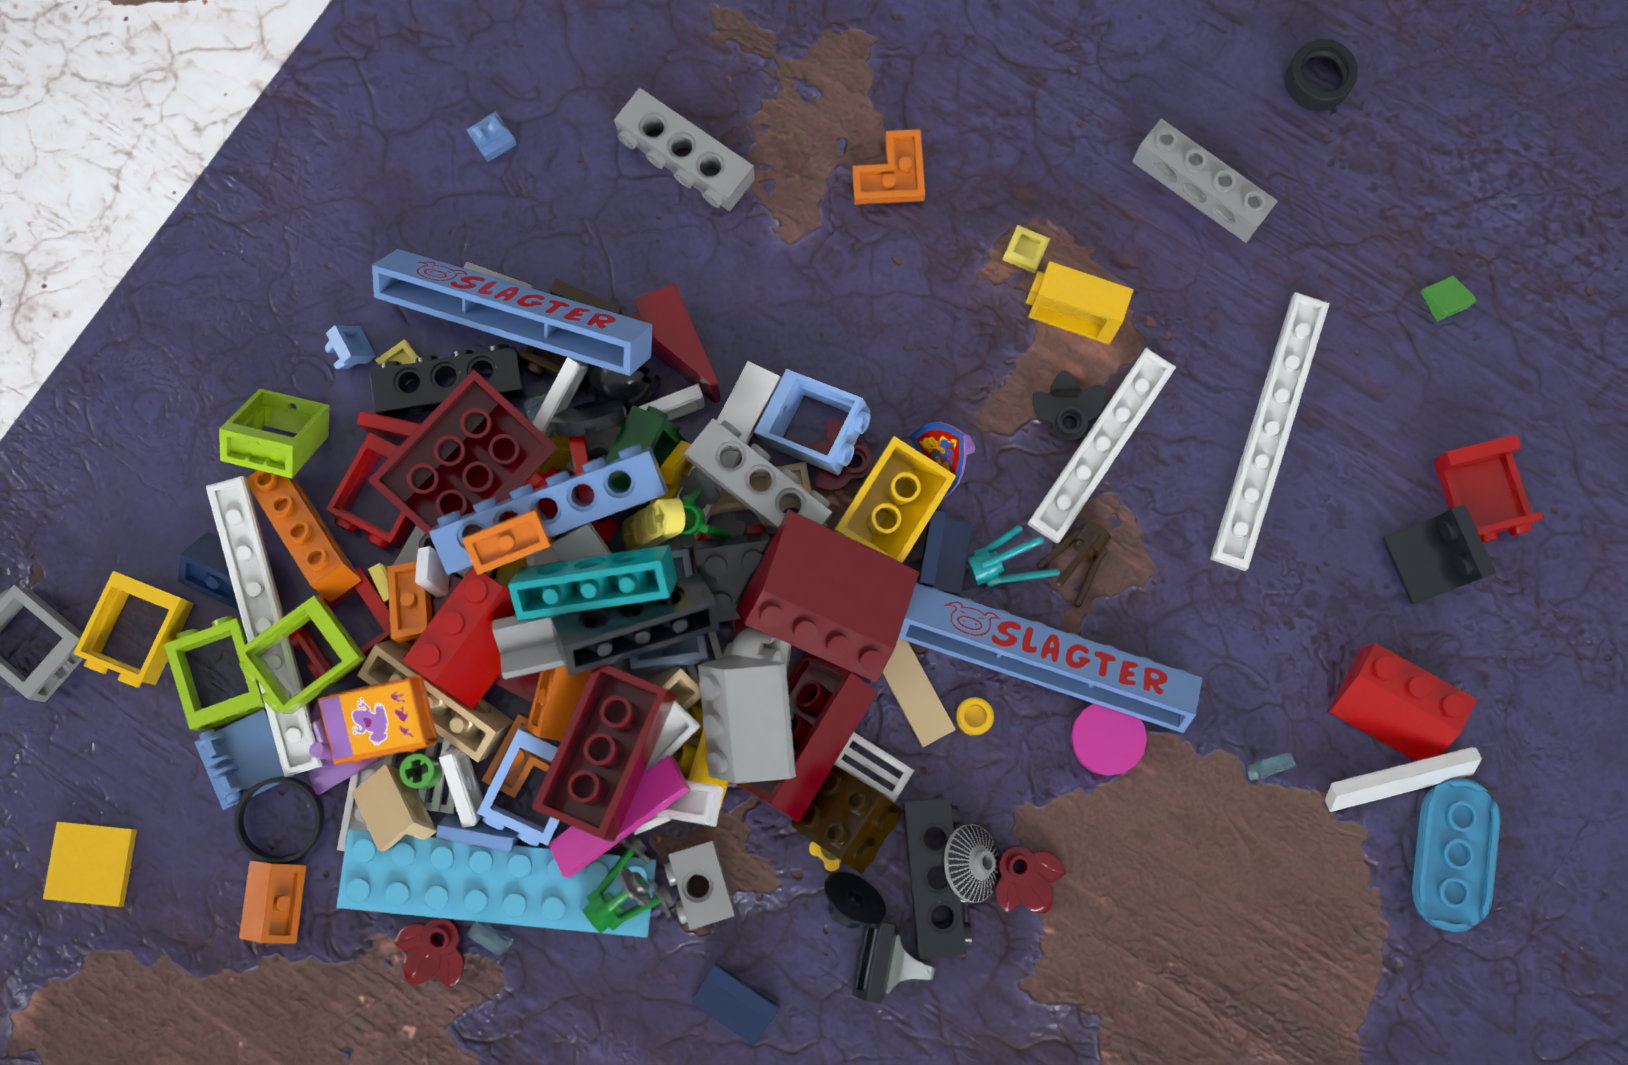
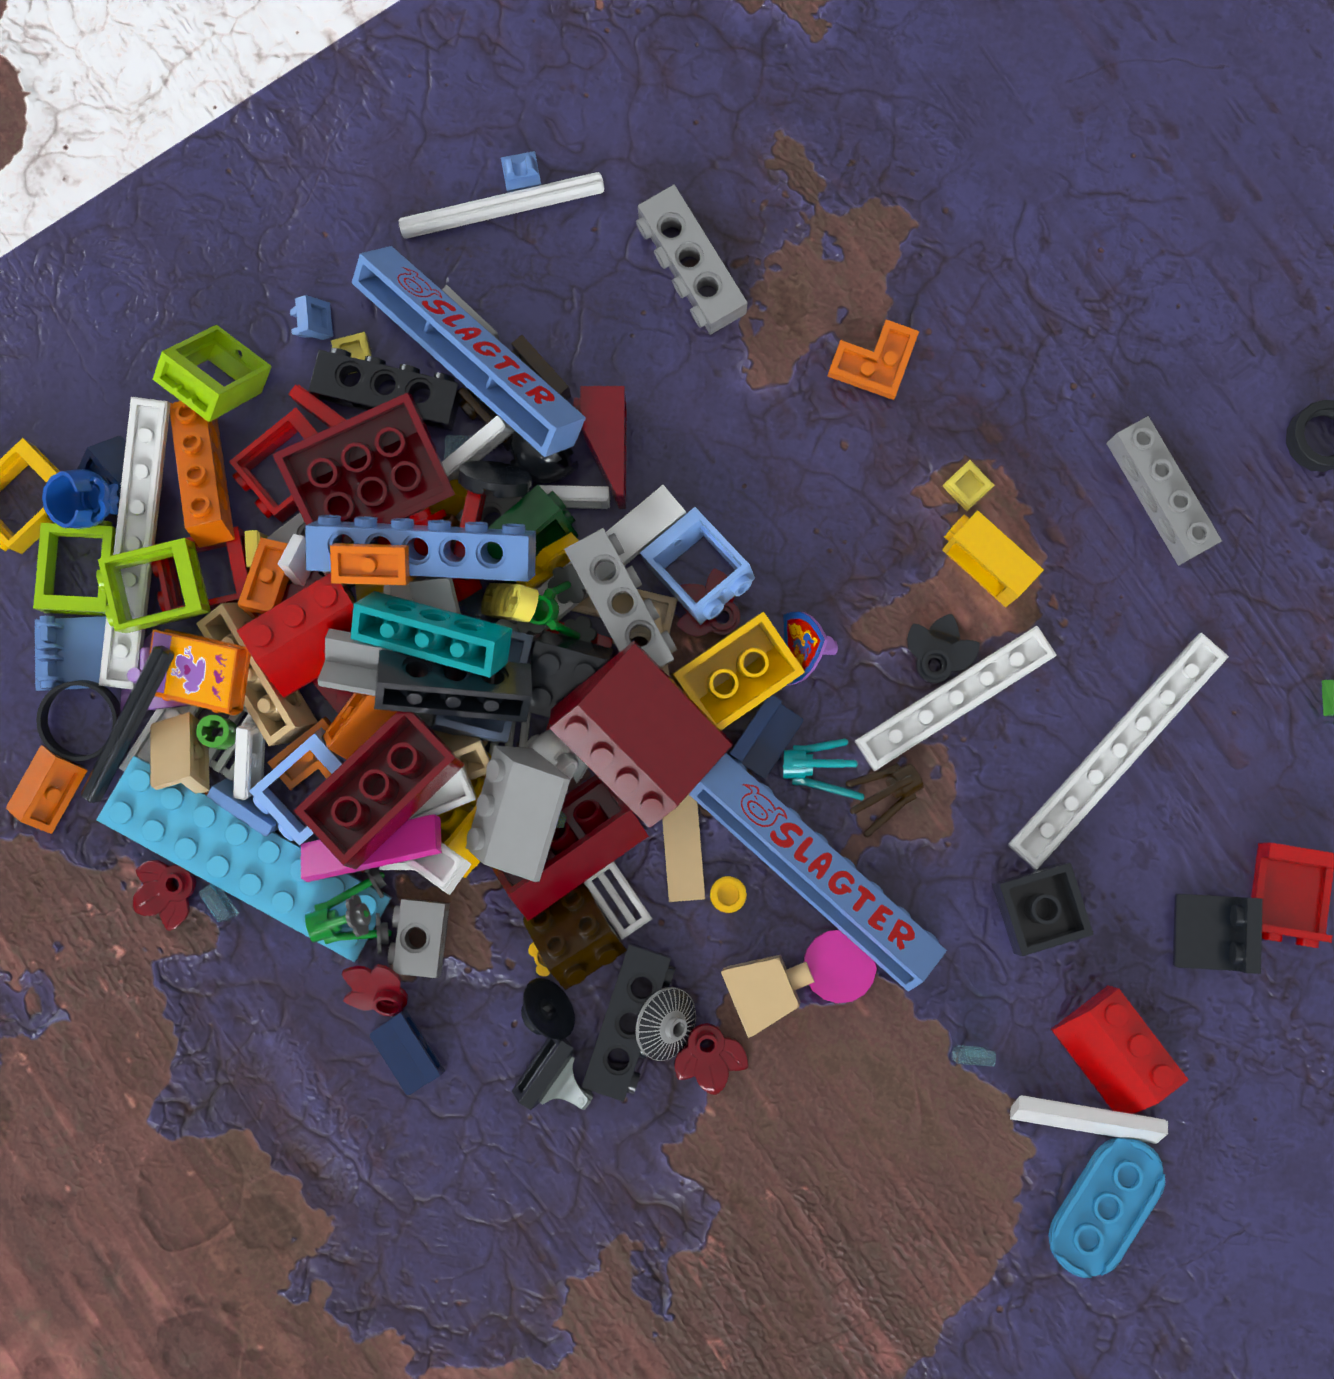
camera: 30 degrees right, 5 degrees up
(193, 603) = (79, 499): none -> blue helmet
(329, 801) = (127, 723): none -> black axle
(484, 172) = (501, 205): none -> white axle
(679, 954) = (375, 989): none -> dark red plate
(1051, 790) = (765, 990): none -> tan torso
(1271, 601) = (1042, 909): none -> black brick

